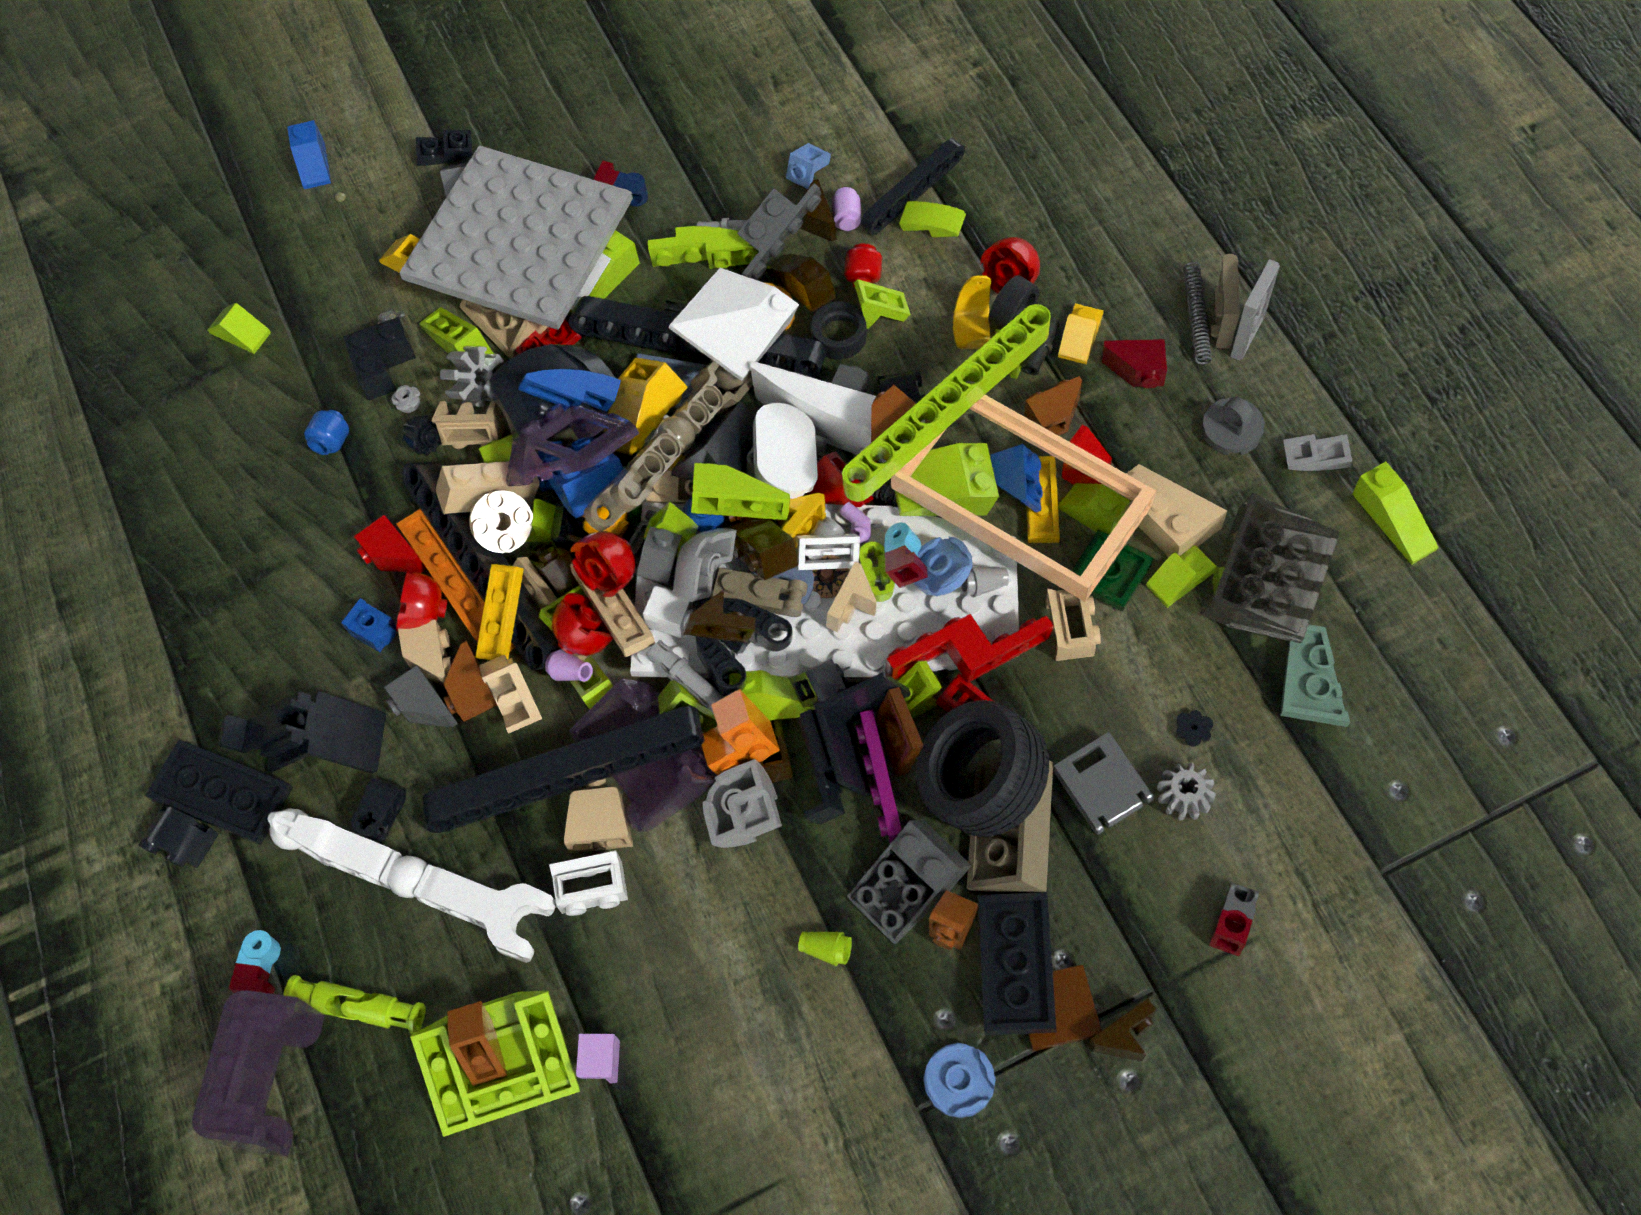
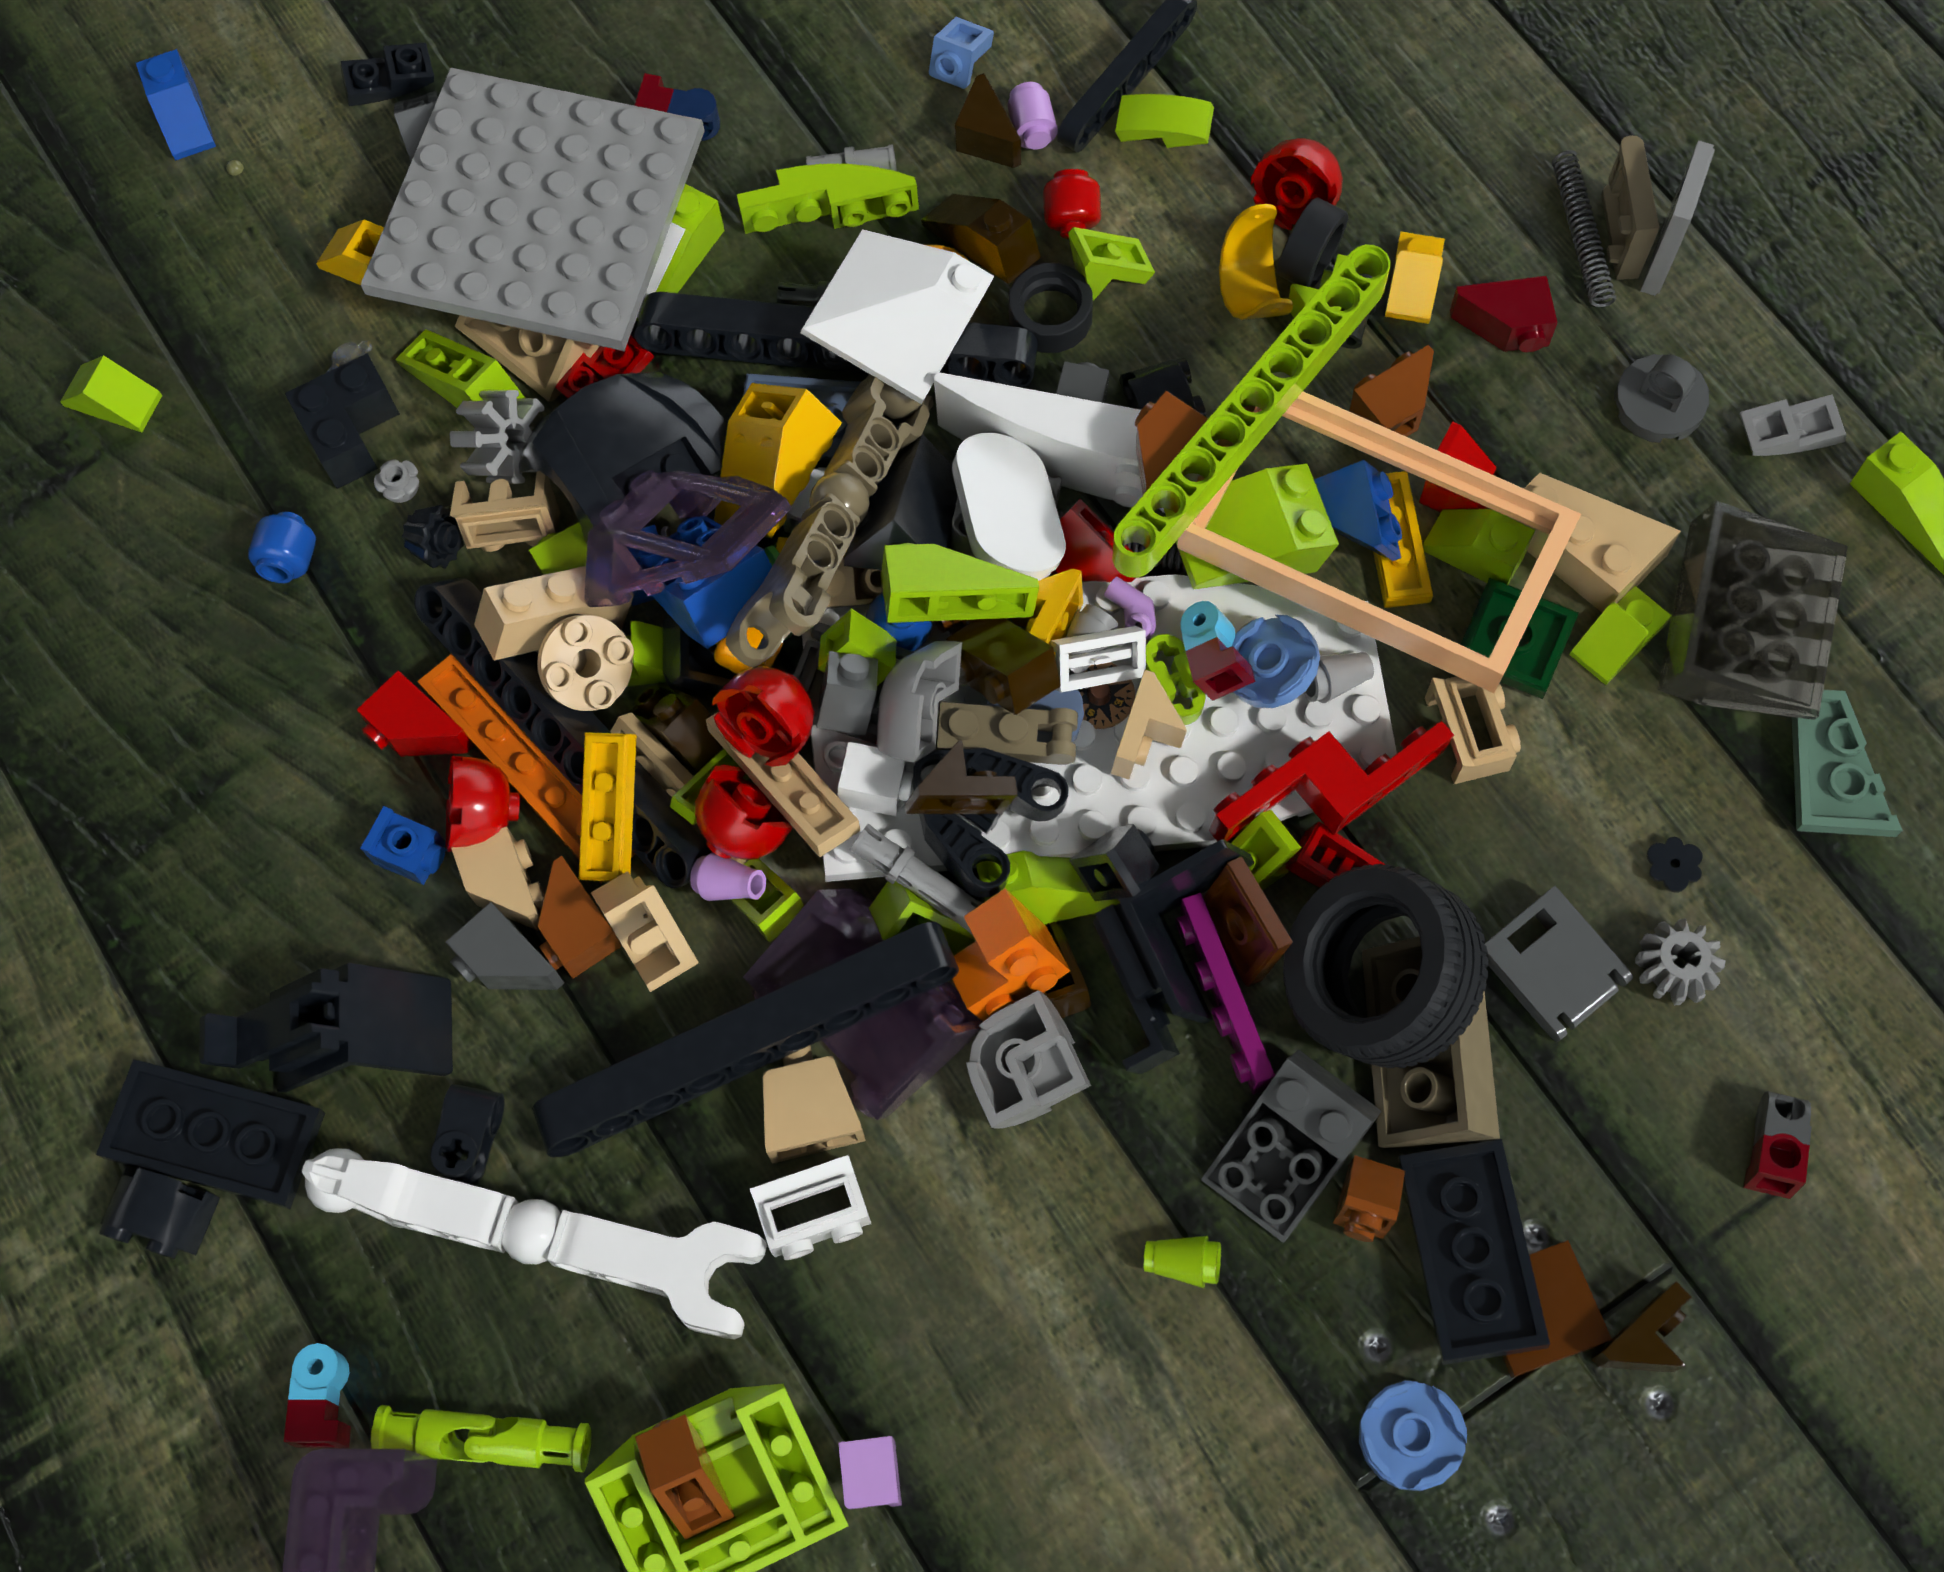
camera: 10 degrees left, 5 degrees up
(572, 387) = (665, 442): blue slope -> none
(773, 224) = (926, 153): dark grey bracket -> none

